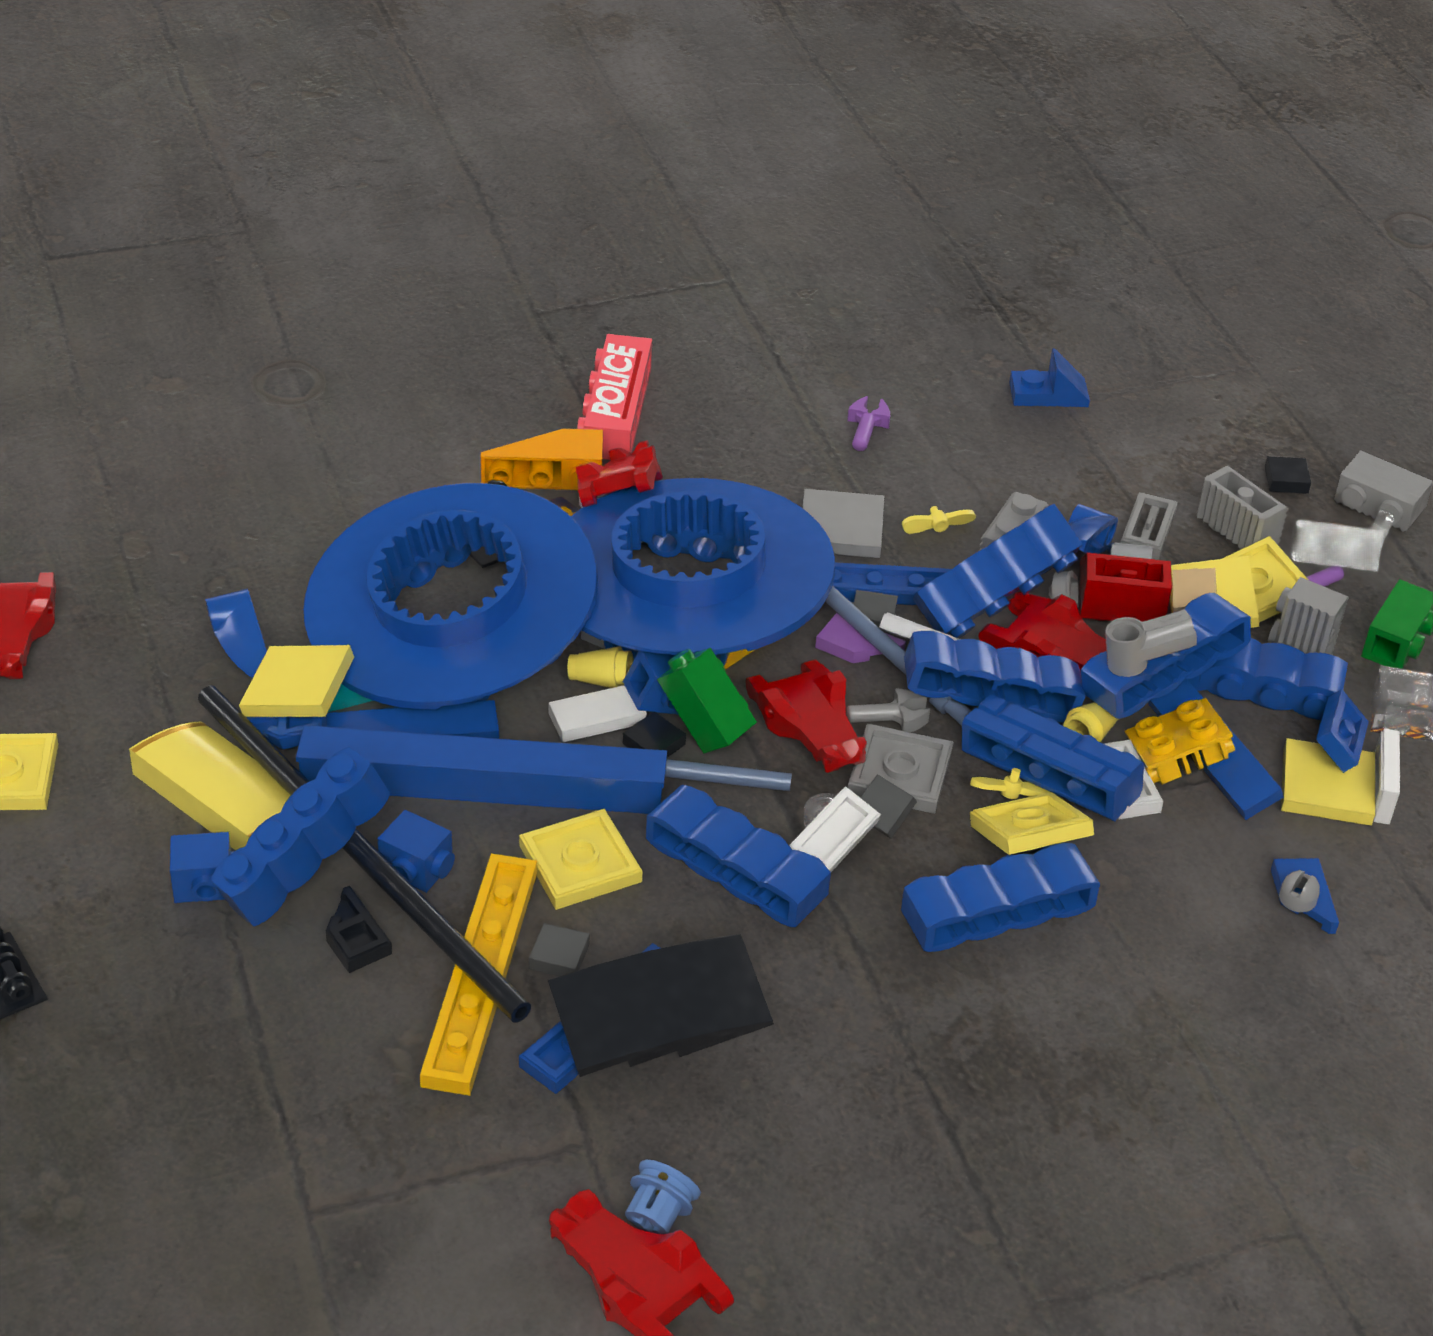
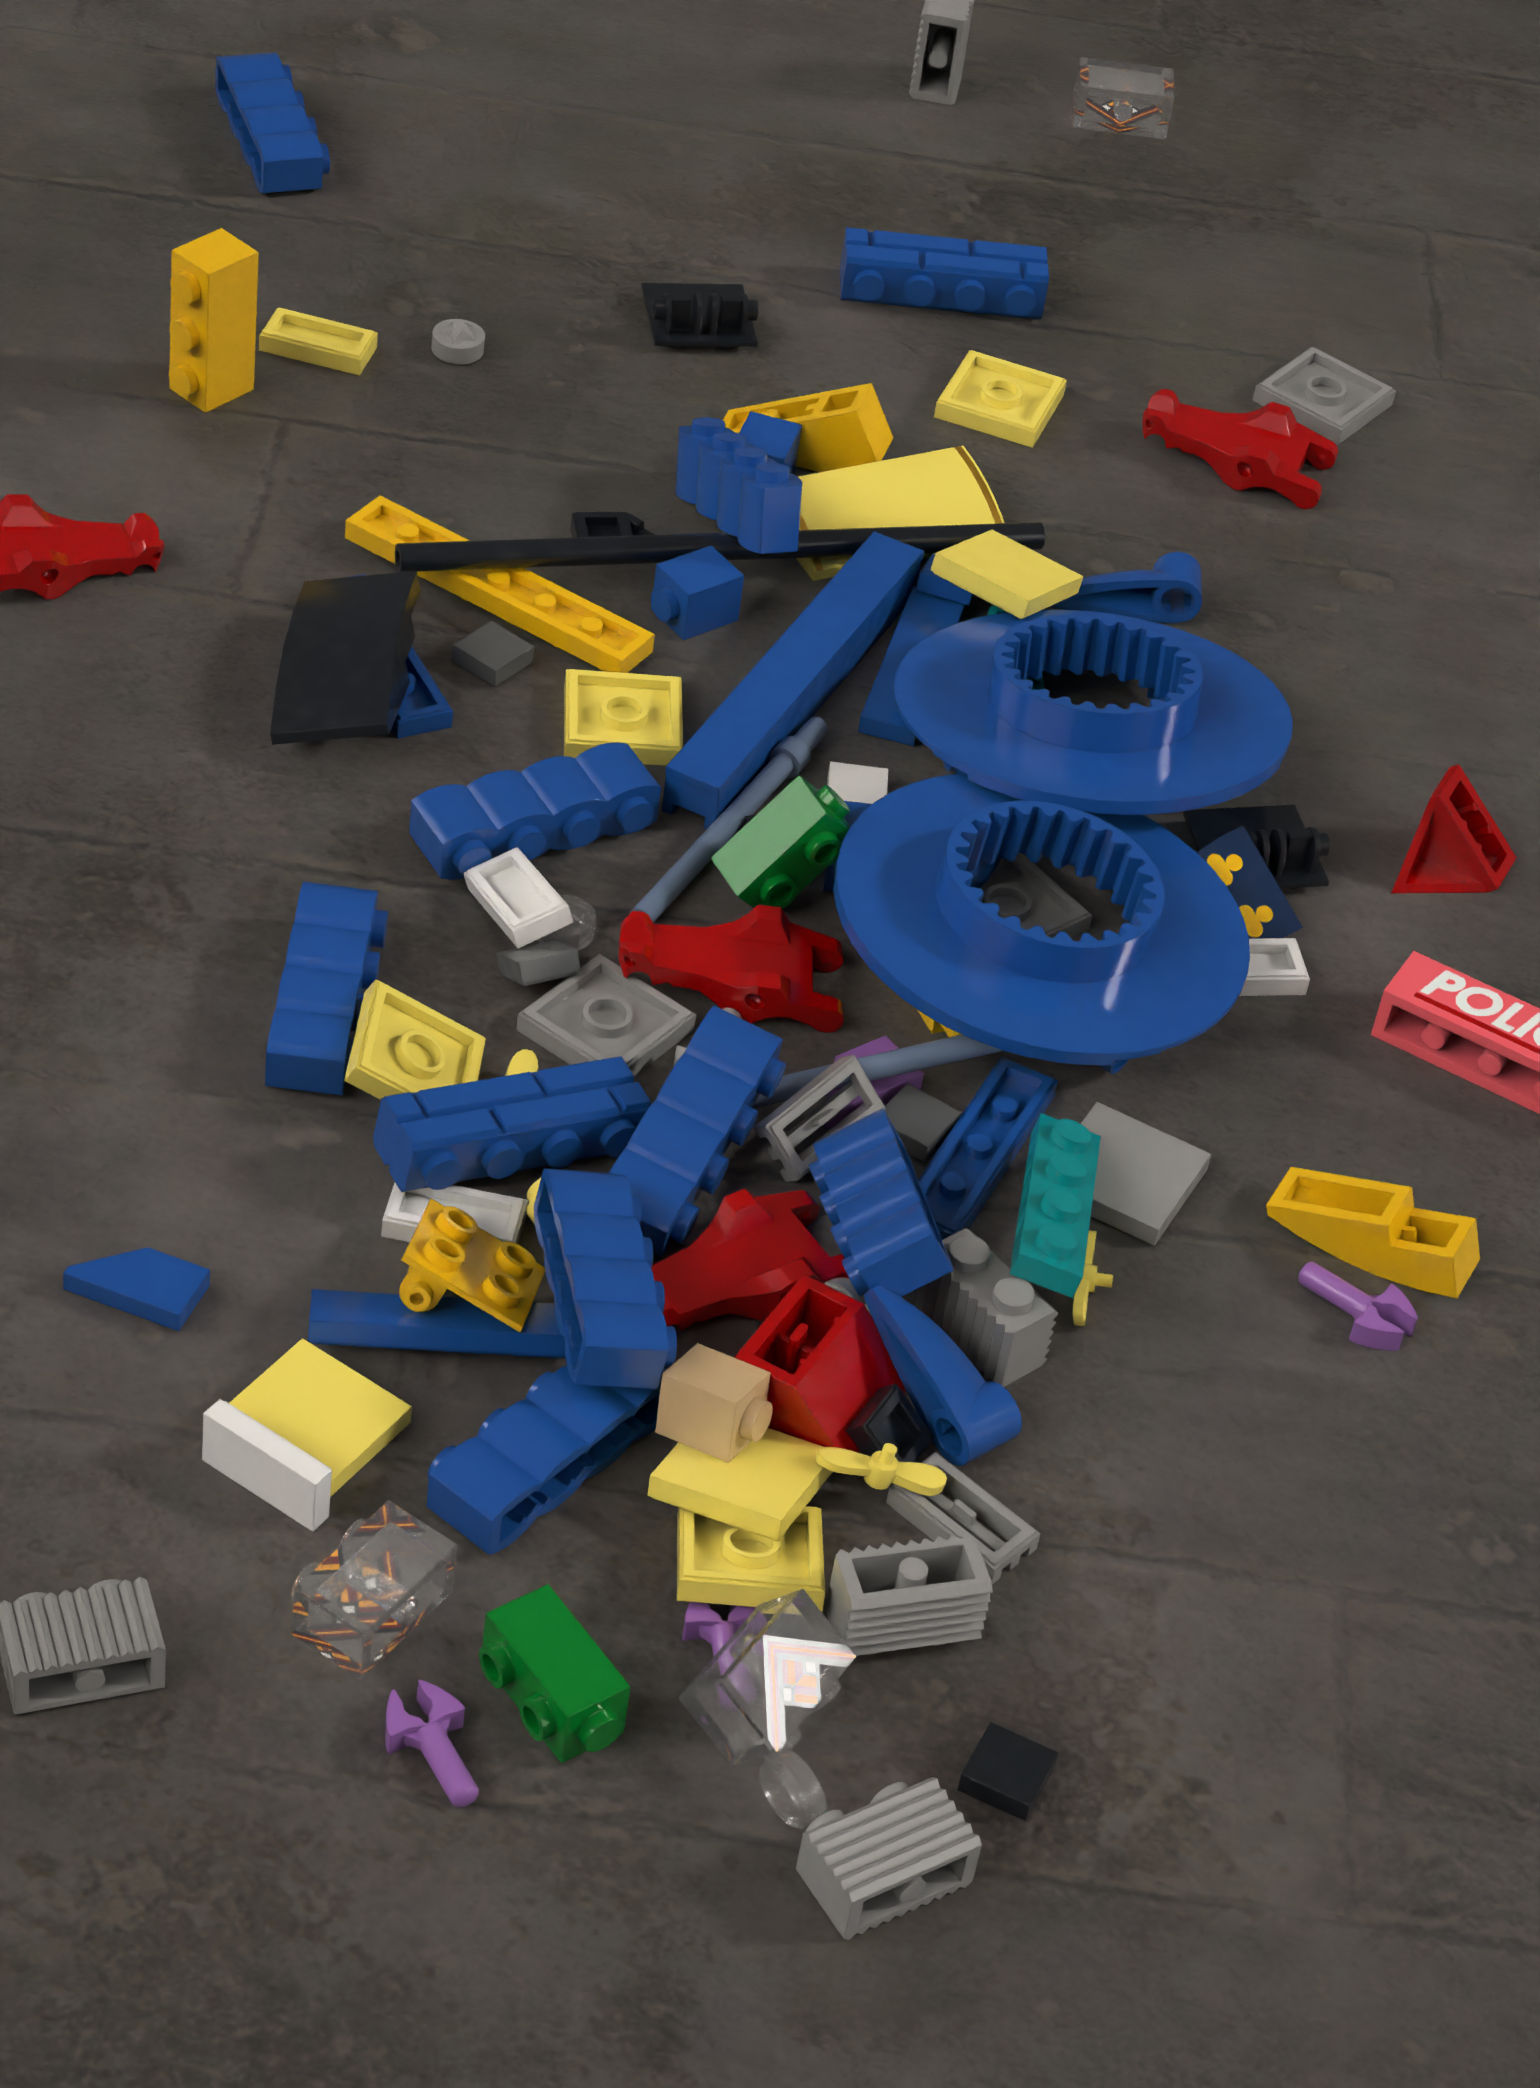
camera: 110 degrees right, 0 degrees up
(120, 1131) = (458, 341): none -> light grey tile
(146, 834) = (837, 426): none -> yellow slope
(176, 1234) = (318, 341): none -> light yellow tile
(286, 1241) = (213, 319): none -> yellow brick
(434, 450) = (1455, 844): none -> red slope
(543, 460) = (1369, 931): light orange slope -> none
(620, 472) = (1277, 937): red animal -> none
(660, 1197) = (115, 584): medium blue piece -> none
(812, 417) = (1378, 1229): none -> yellow slope
(929, 511) = (1056, 1205): none -> teal plate
(1057, 387) = (1371, 1572): blue slope -> none
(1135, 642) = (589, 1187): light grey piece -> none
(1164, 545) = (883, 1469): none -> light yellow piece
(1299, 902) = (118, 1248): light grey hinge -> none
(1309, 617) = (587, 1504): light grey brick -> none
(1342, 730) = (362, 1430): blue plate -> none

